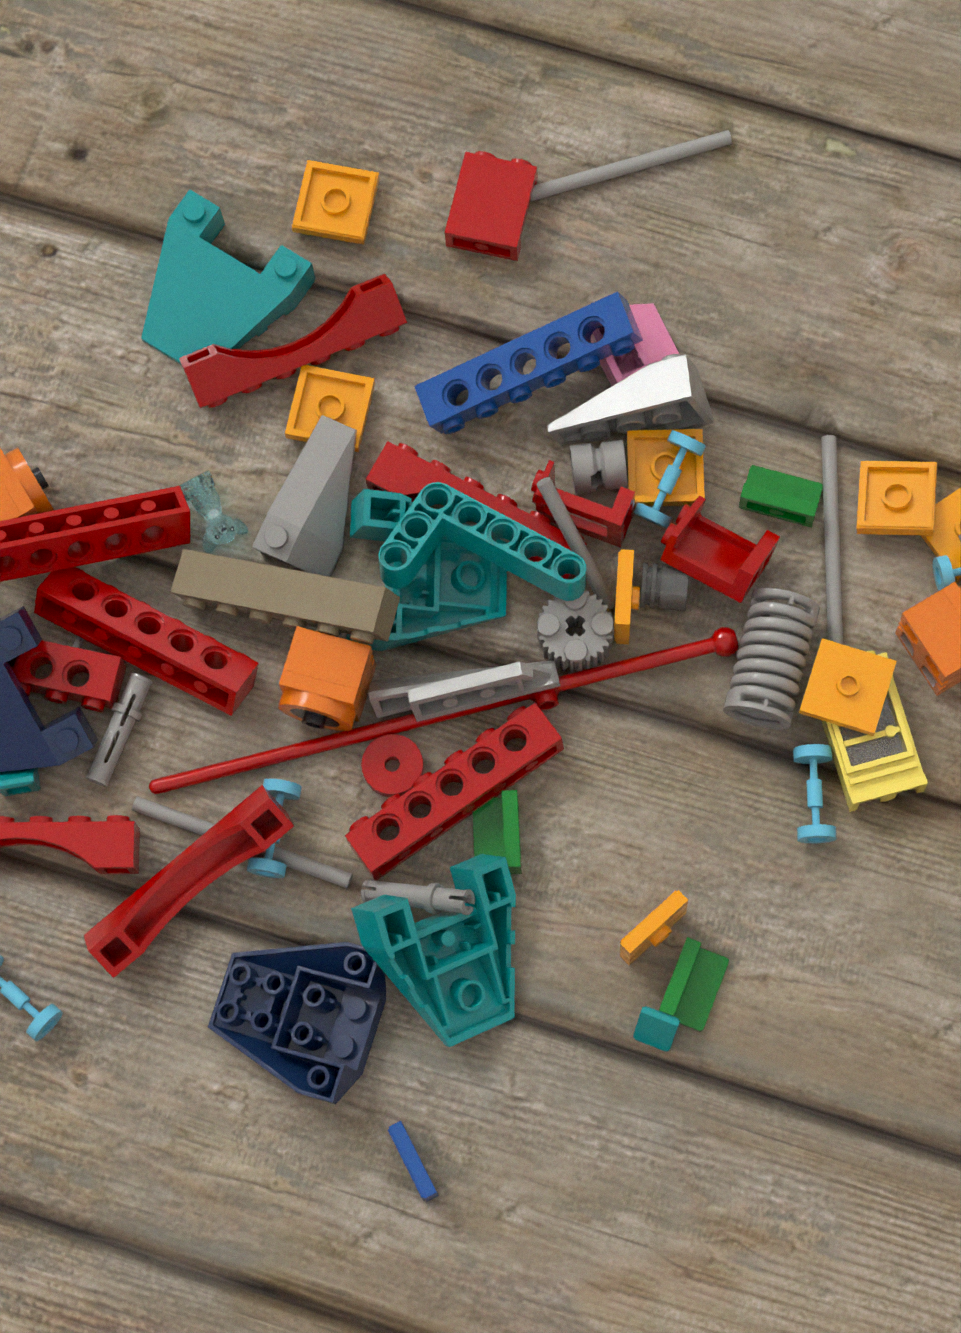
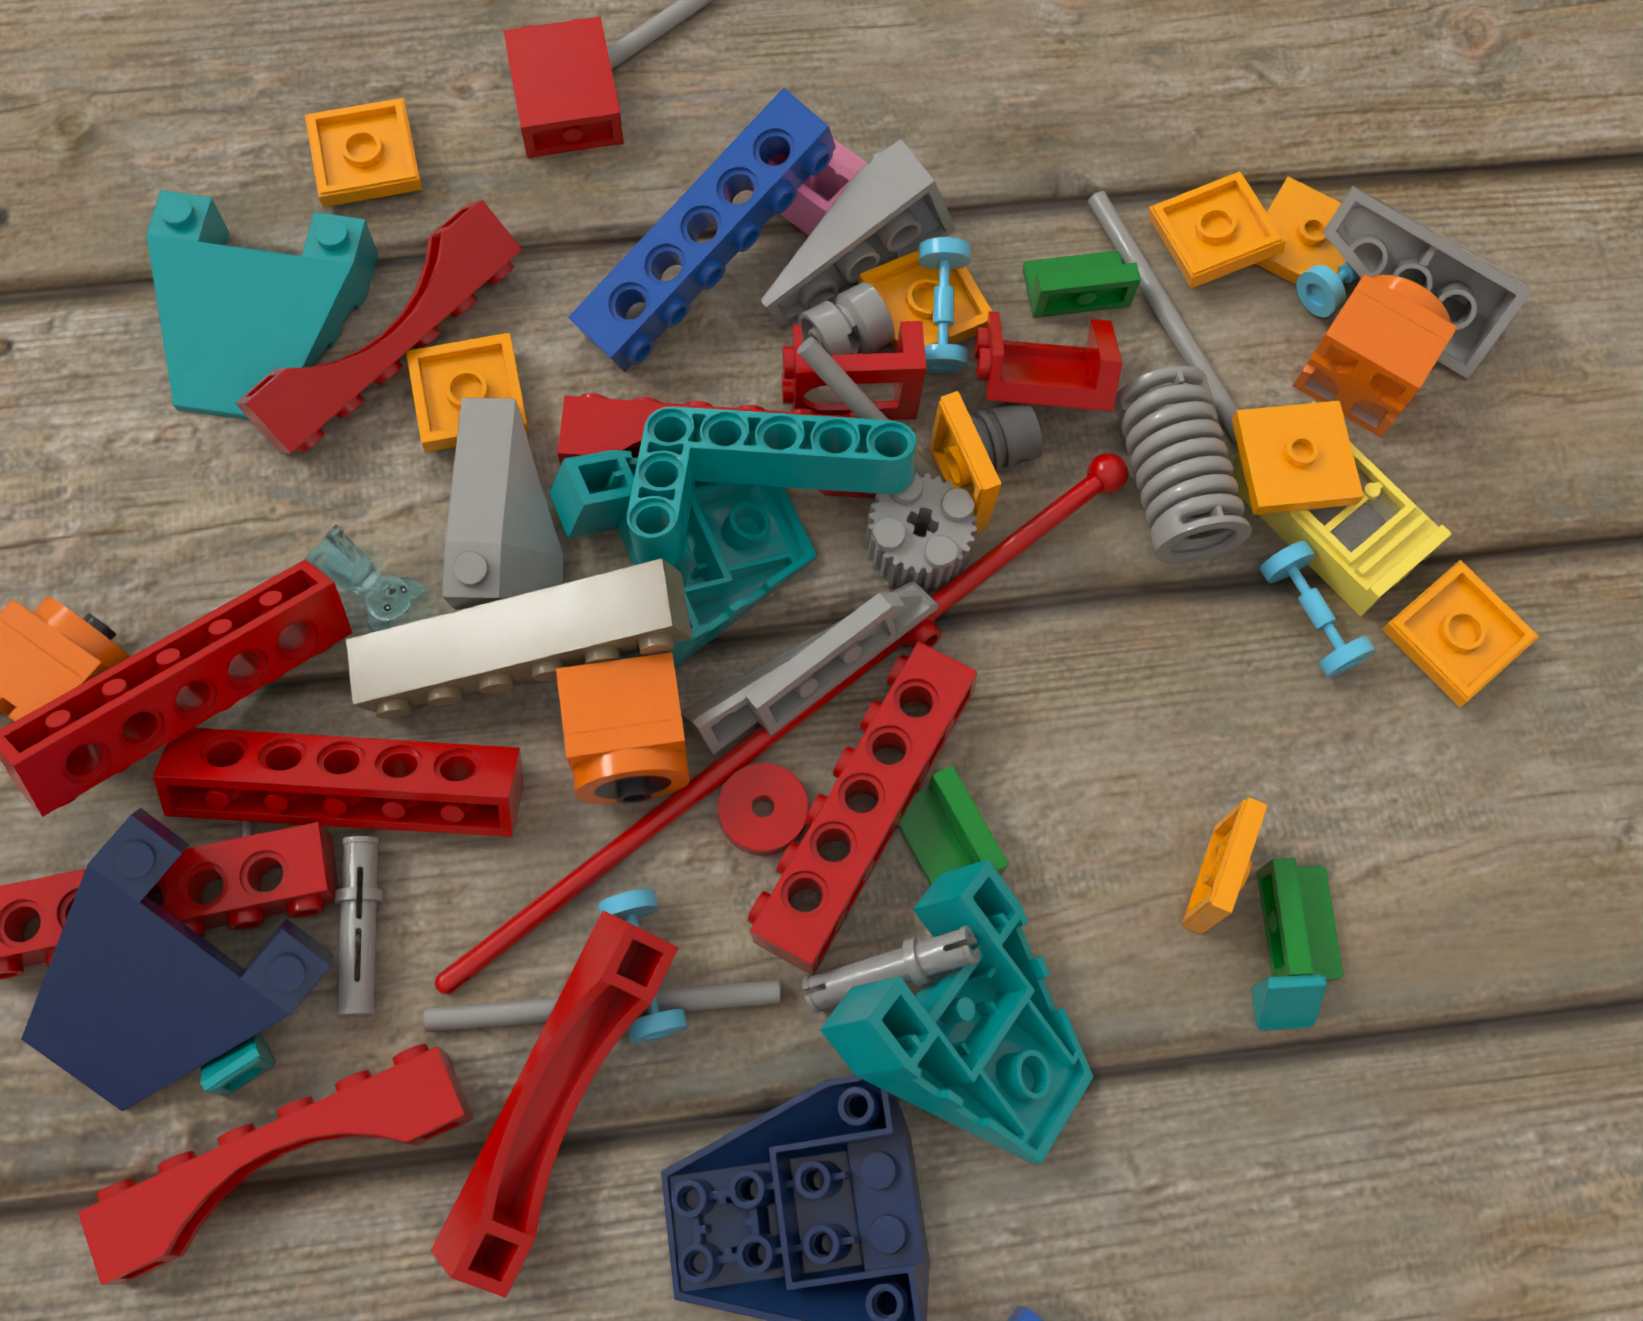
camera: 40 degrees left, 5 degrees down
(905, 851) = (1460, 633): none -> light orange plate

